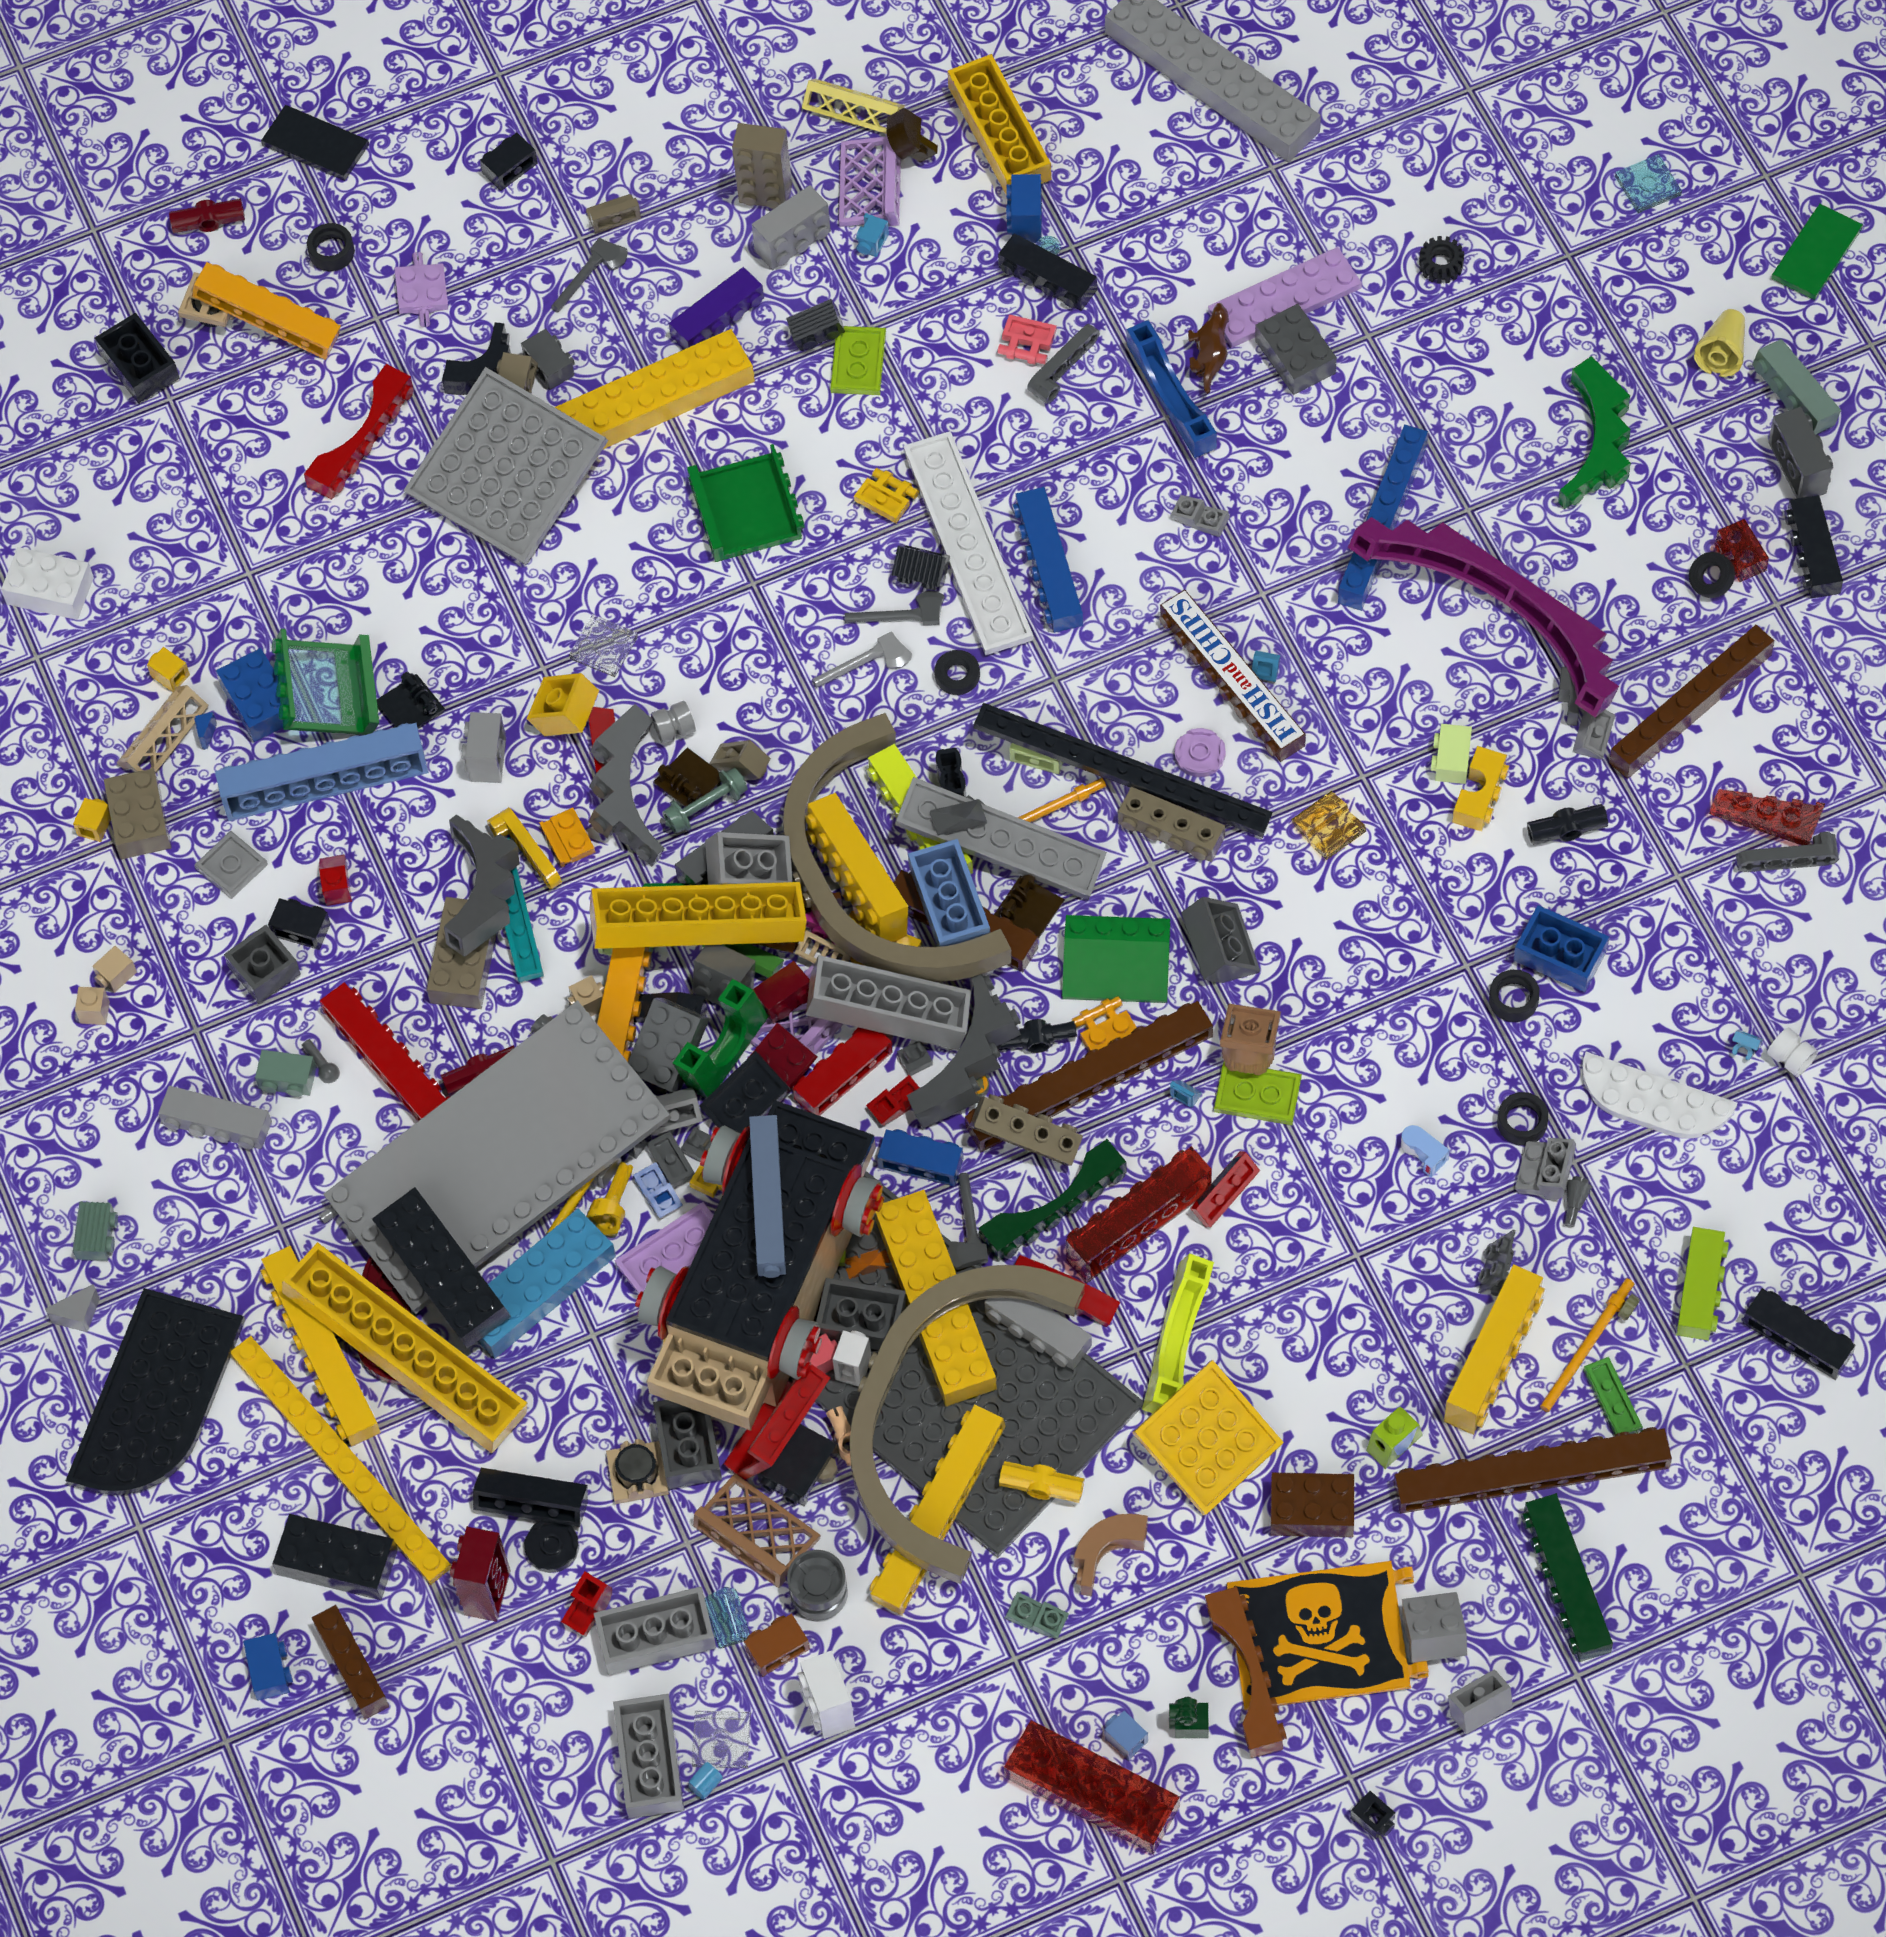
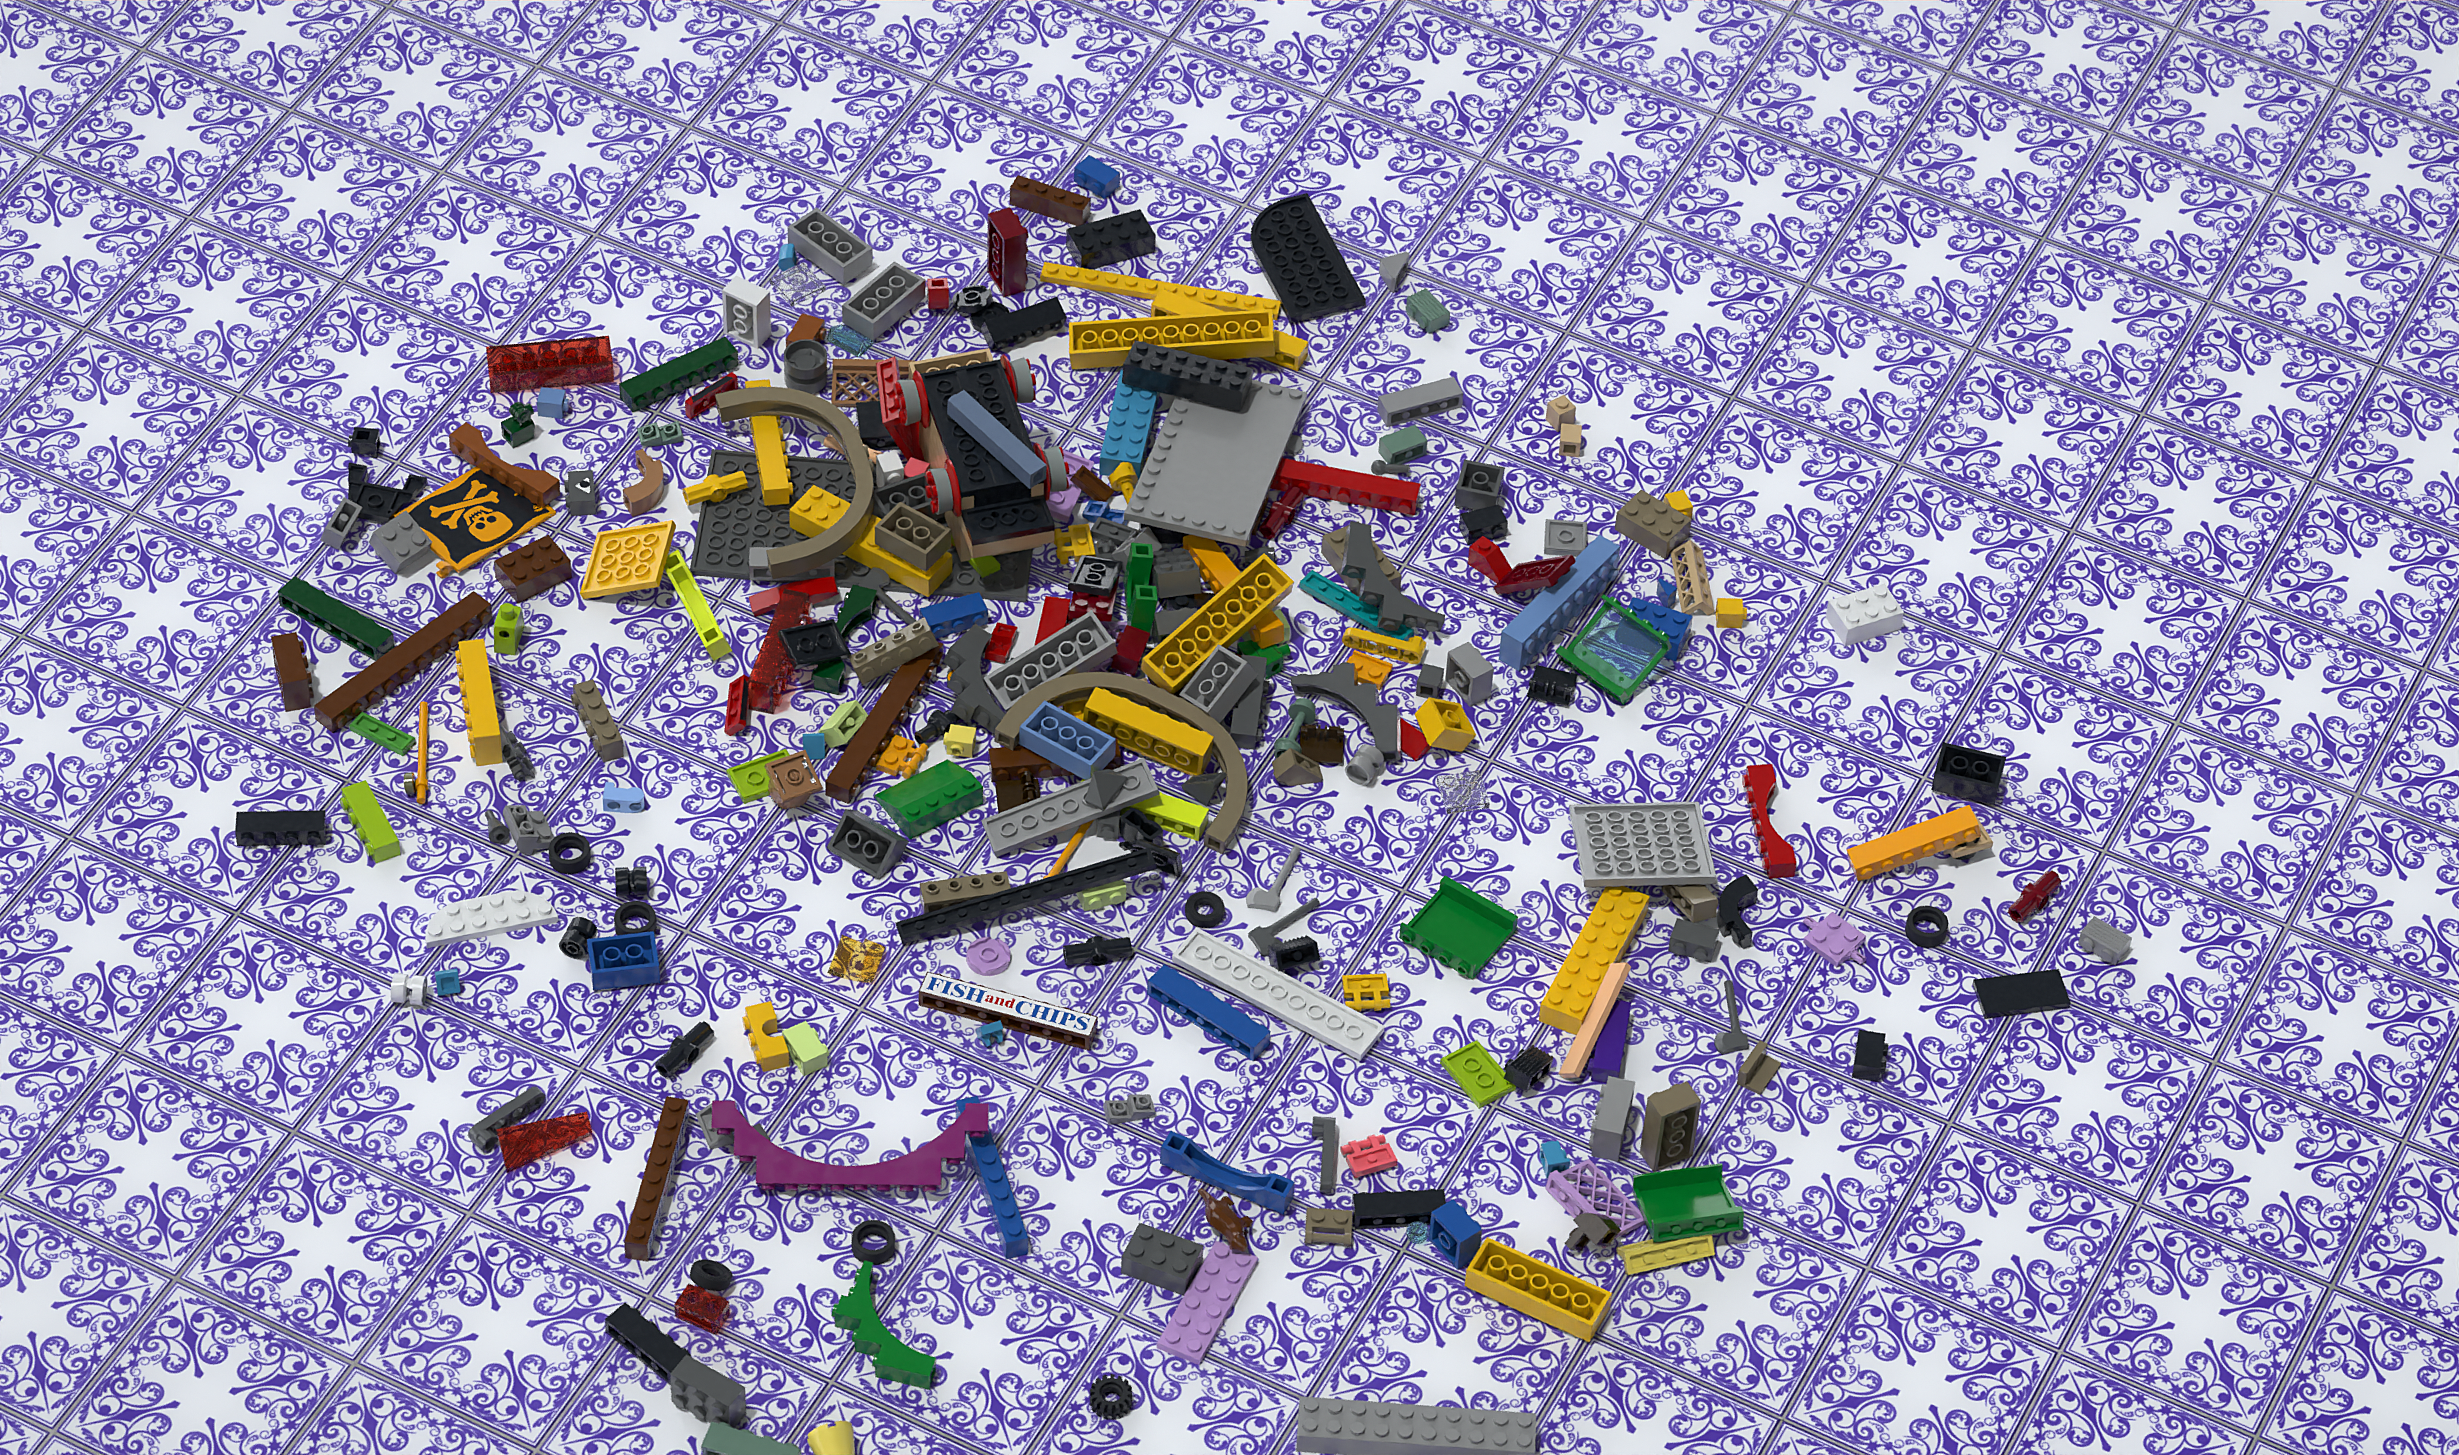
camera: 135 degrees right, 15 degrees down
(194, 138) = (2104, 940): none -> light grey brick
(321, 805) = (1535, 574): none -> dark red plate
(523, 777) = (1429, 681): none -> dark grey brick
(551, 1577) = (972, 299): none -> black tile
(644, 1228) = (1092, 485): none -> reddish brown tile
(706, 326) = (1594, 1020): none -> light nougat tile
(812, 111) = (1686, 1203): none -> green panel
(842, 785) = (1204, 786): none -> dark grey slope
(910, 1227) = (912, 536): none -> dark tan brick
(943, 1628) = (706, 398): none -> red plate
(956, 1682) = (678, 374): none -> dark green brick
(963, 735) = (1165, 859): none -> black tile
(1036, 1000) = (960, 740): none -> light yellow brick
(1096, 687) = (1097, 950): none -> black piece
(1106, 1178) = (813, 644): none -> black tile
(1115, 305) = (1328, 1222): none -> dark tan plate
(1139, 1089) = (843, 723): none -> yellowish green brick
(1185, 1581) = (581, 493): none -> dark grey brick
(1382, 1258) = (597, 720): none -> dark tan brick
(1417, 1724) = (378, 501): none -> black wing
(1486, 1039) = (631, 881): none -> black wheel
(1540, 507) = (873, 1227): none -> black tyre
(1588, 1005) = (575, 939): none -> black wheel
(1666, 1519) = (292, 672): none -> reddish brown brick

